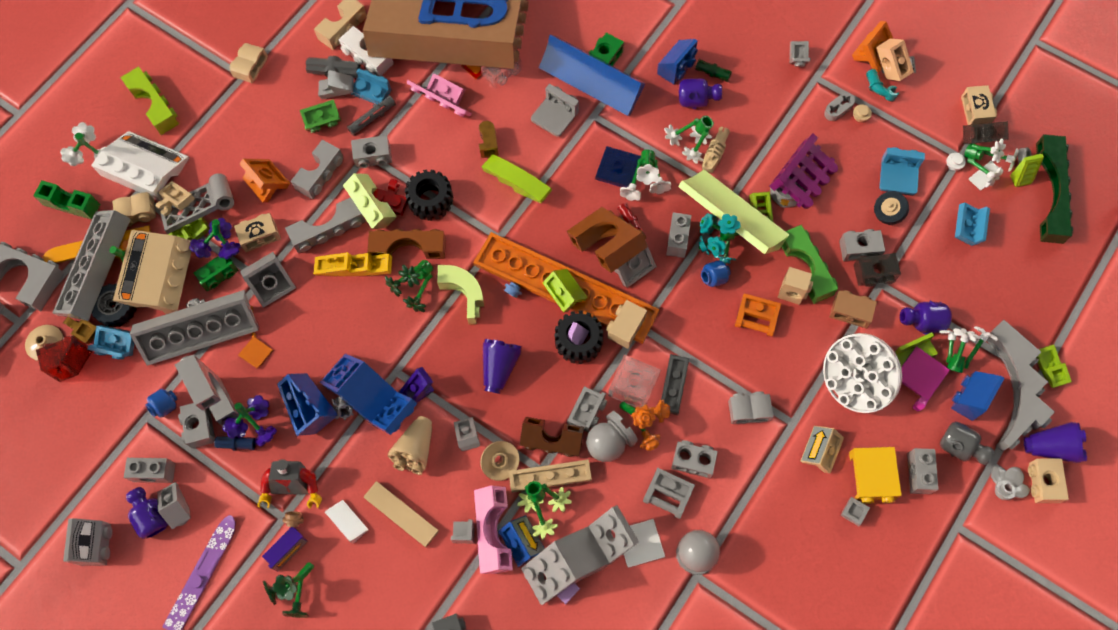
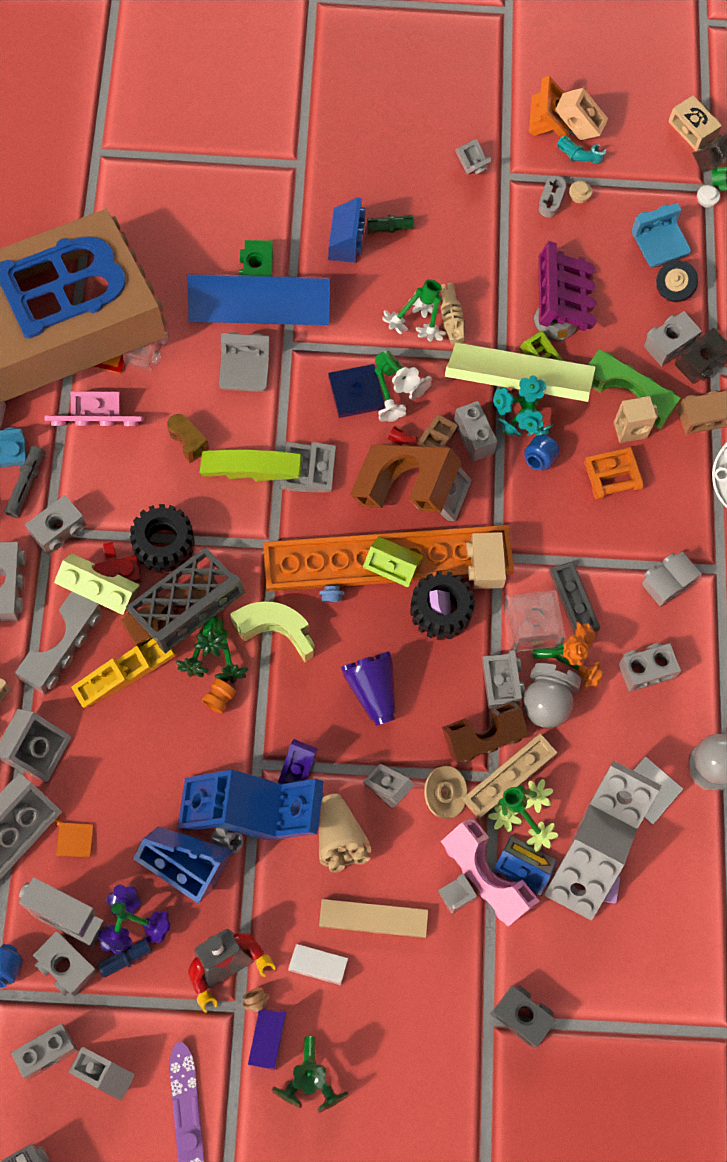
camera: 40 degrees left, 0 degrees up
(144, 514) = (78, 1105): dark purple piece -> none
(398, 313) = (219, 696): none -> orange wheel
(416, 251) = (181, 626): none -> dark grey fence
(556, 203) = (315, 469): none -> light grey slope
(652, 224) = (438, 433): none -> medium nougat slope
(672, 487) = (645, 710): light grey plate -> none
(696, 93) = (392, 258): dark purple piece -> none

